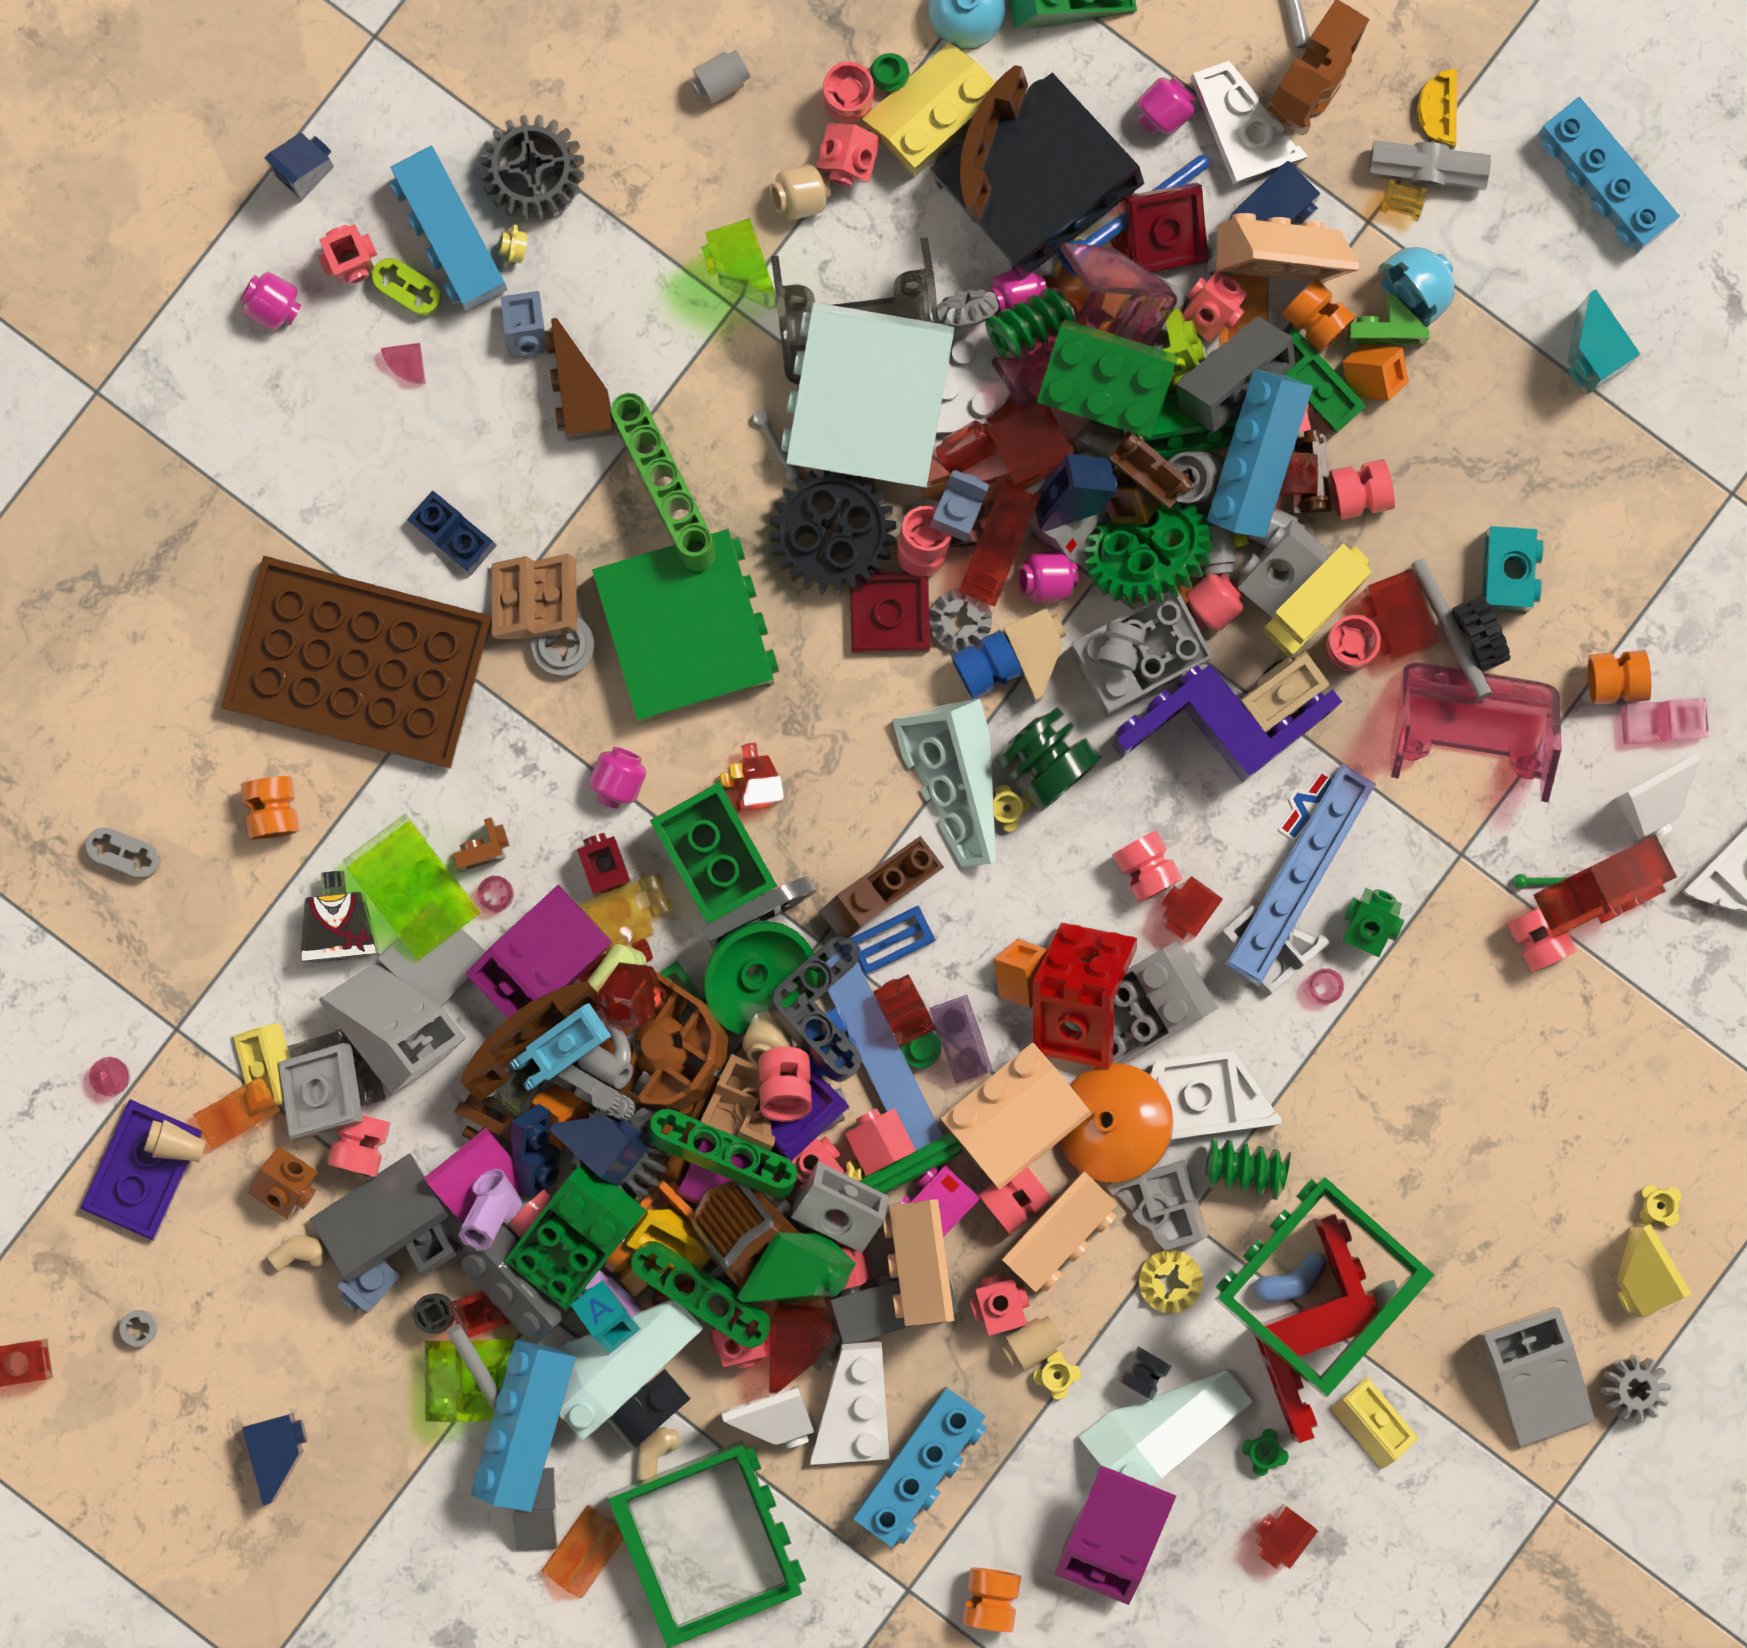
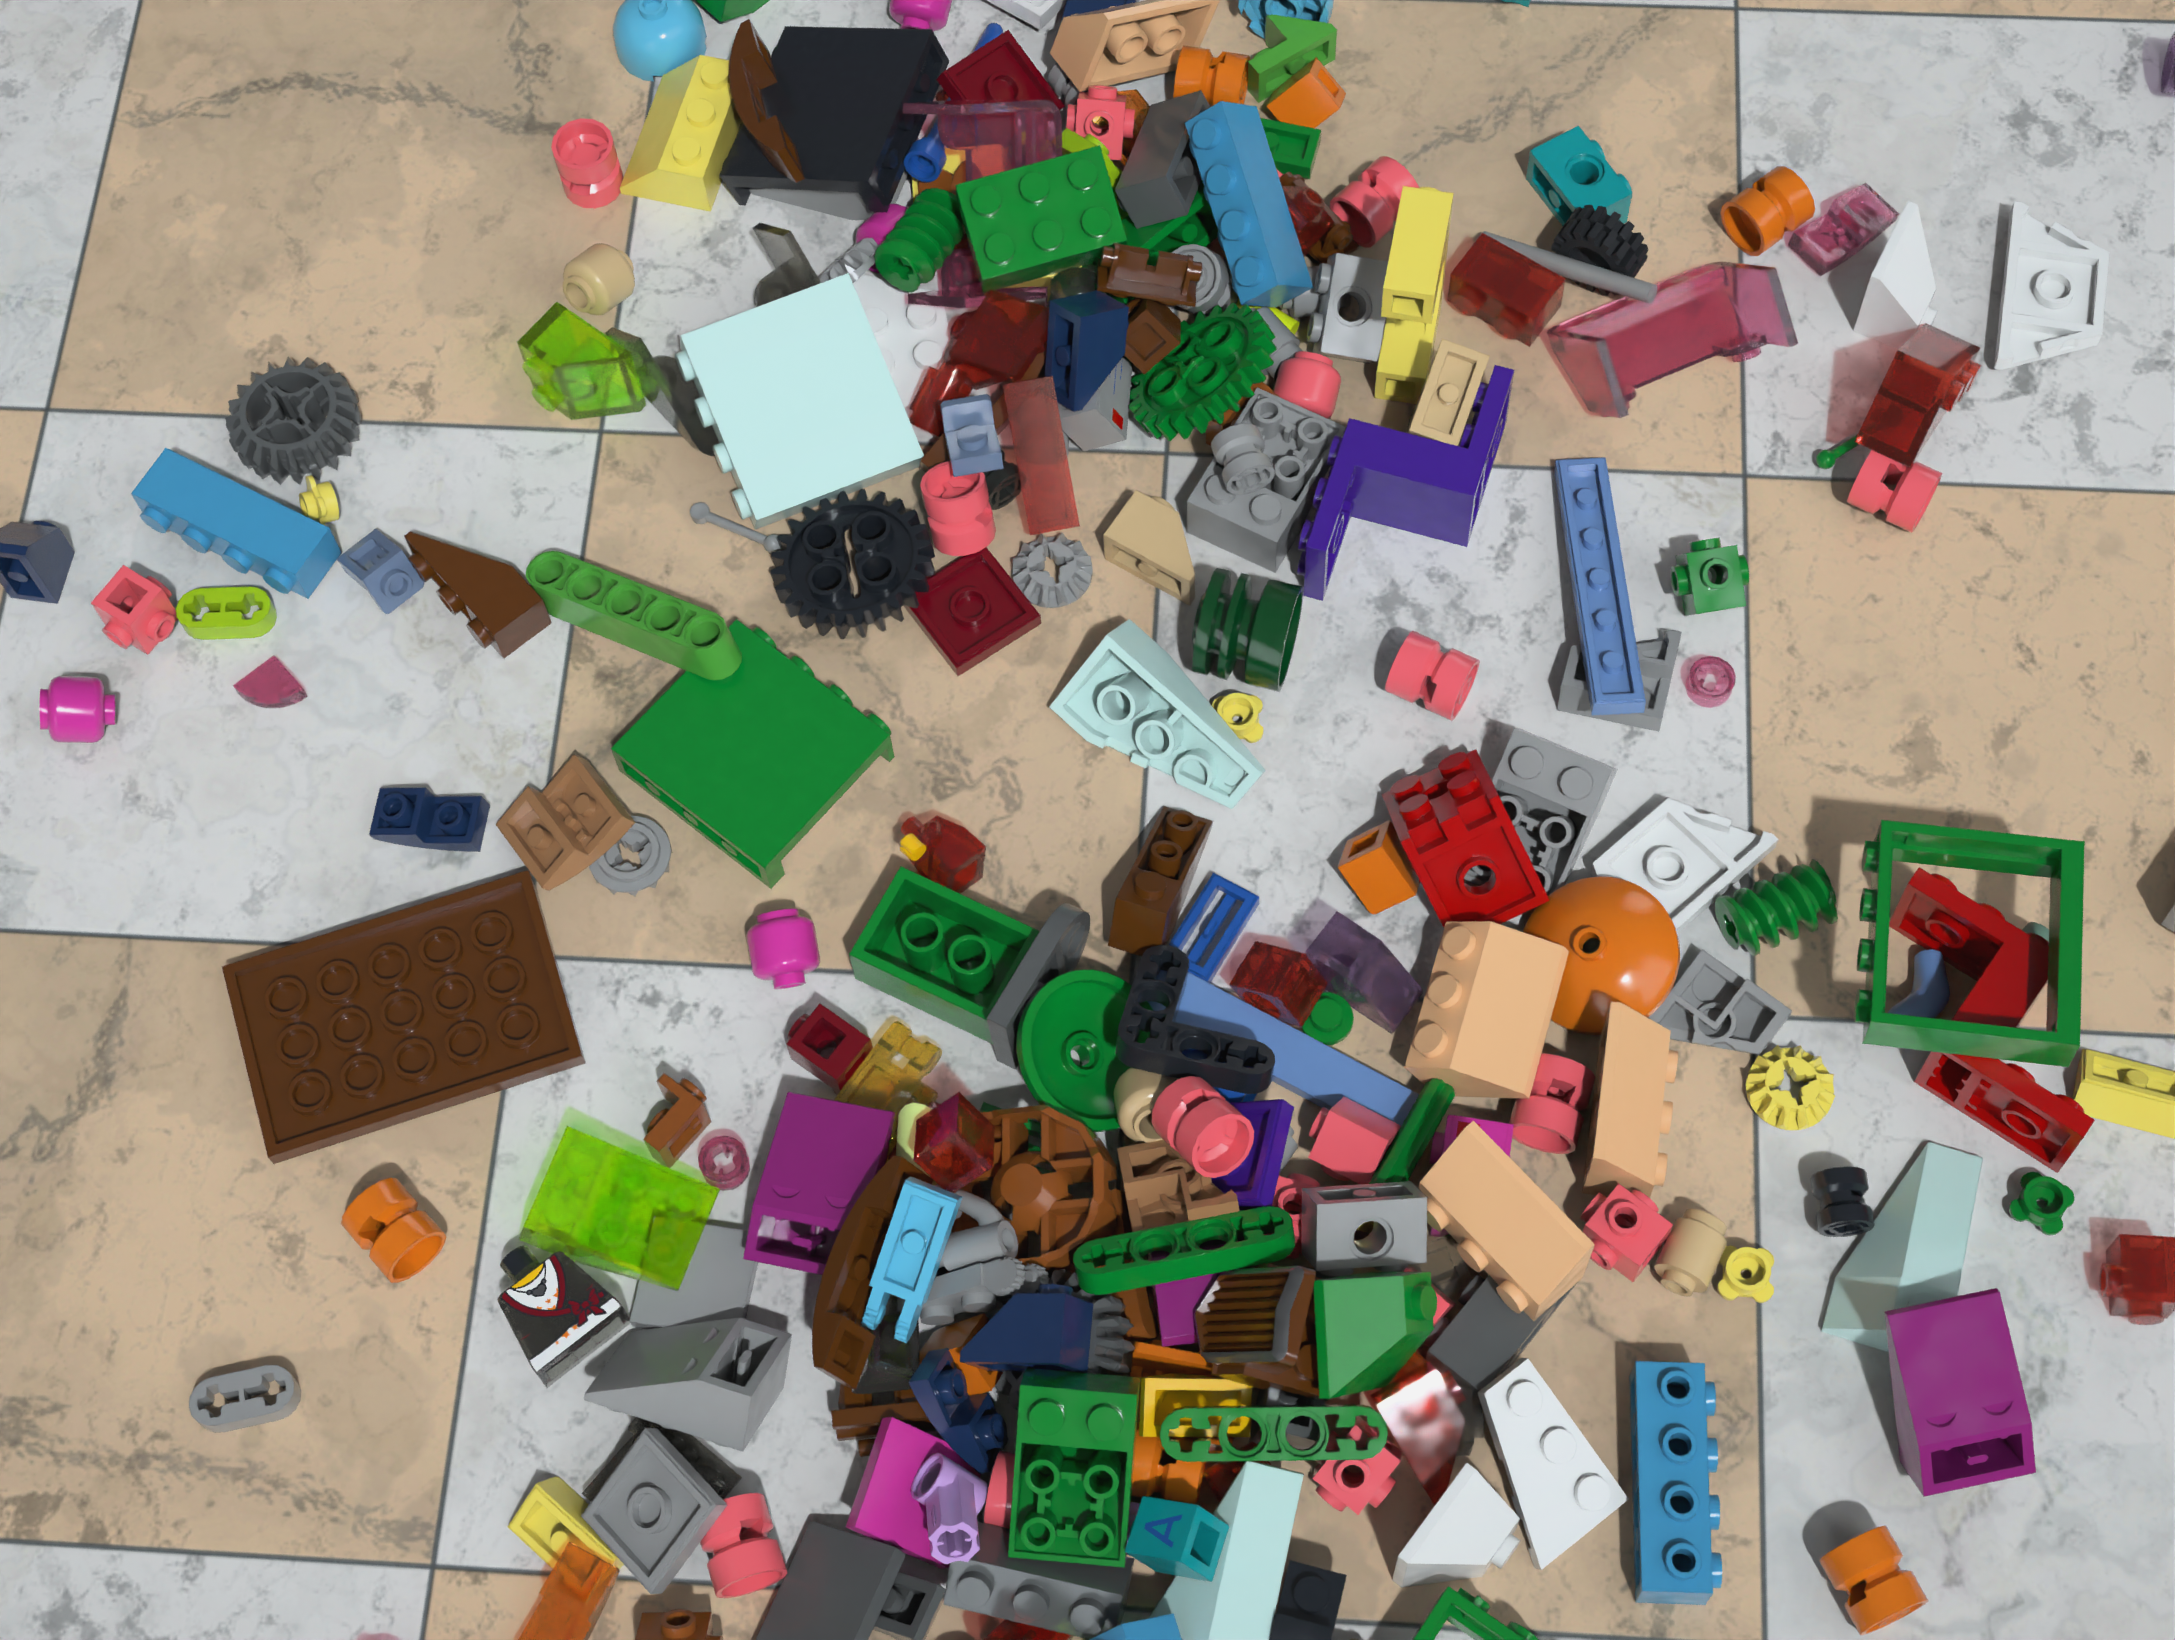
camera: 25 degrees left, 20 degrees down
(719, 76) = (443, 228): light grey brick -> none
(848, 154) = (625, 213): coral brick -> none
(889, 72) = (624, 127): green plate -> none
(986, 665) = (1116, 582): blue wheel -> none
(1048, 577) = (1114, 469): dark pink head -> none
(1189, 908) = (1508, 689): clear red brick -> none
(1303, 805) = (1548, 528): sticker -> none
(1352, 643) = (1482, 325): coral wheel -> none

